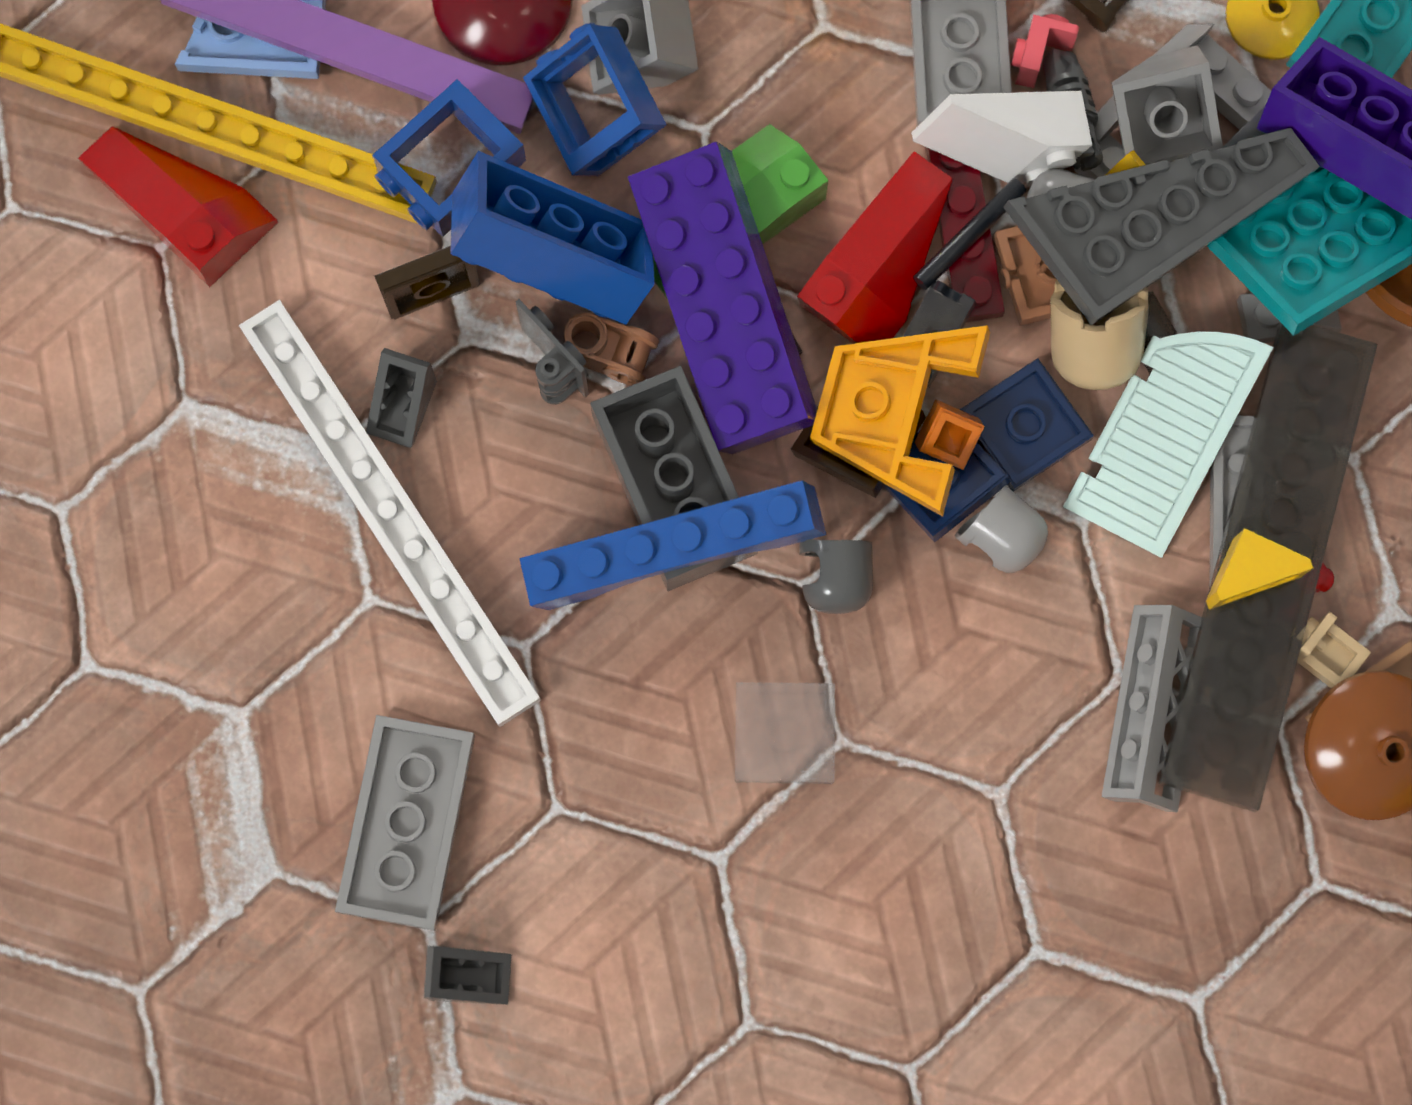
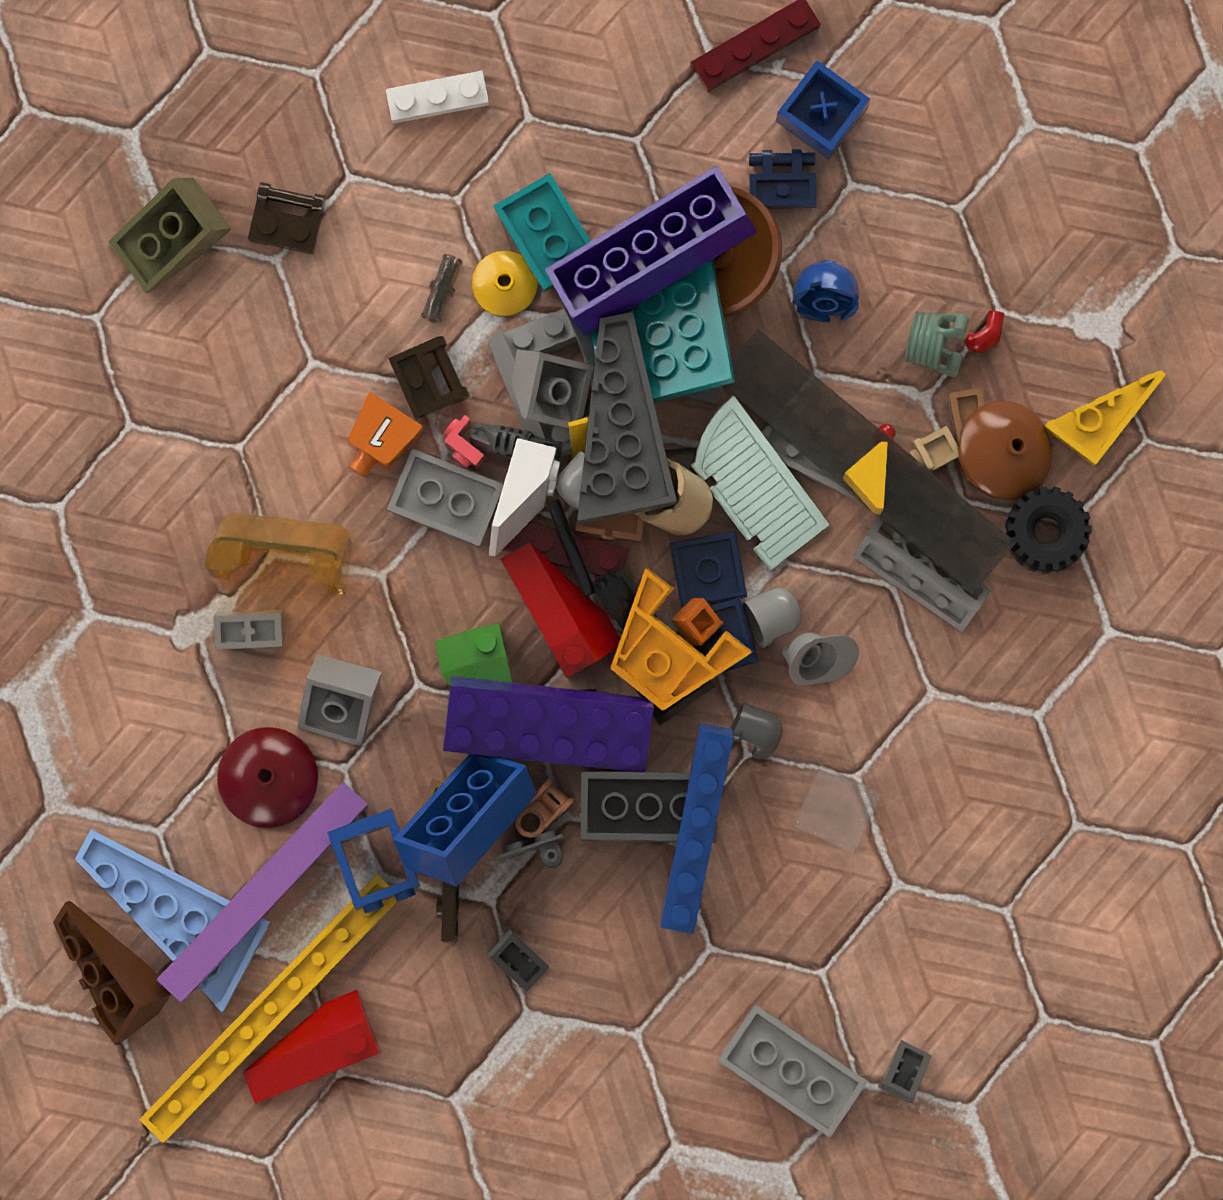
camera: 65 degrees left, 5 degrees up
(390, 514) = (586, 998): white plate -> none
(545, 82) = (374, 773): blue window -> none
(976, 620) = (820, 658): none -> light grey piece
(1333, 844) = (1072, 523): none -> black tyre

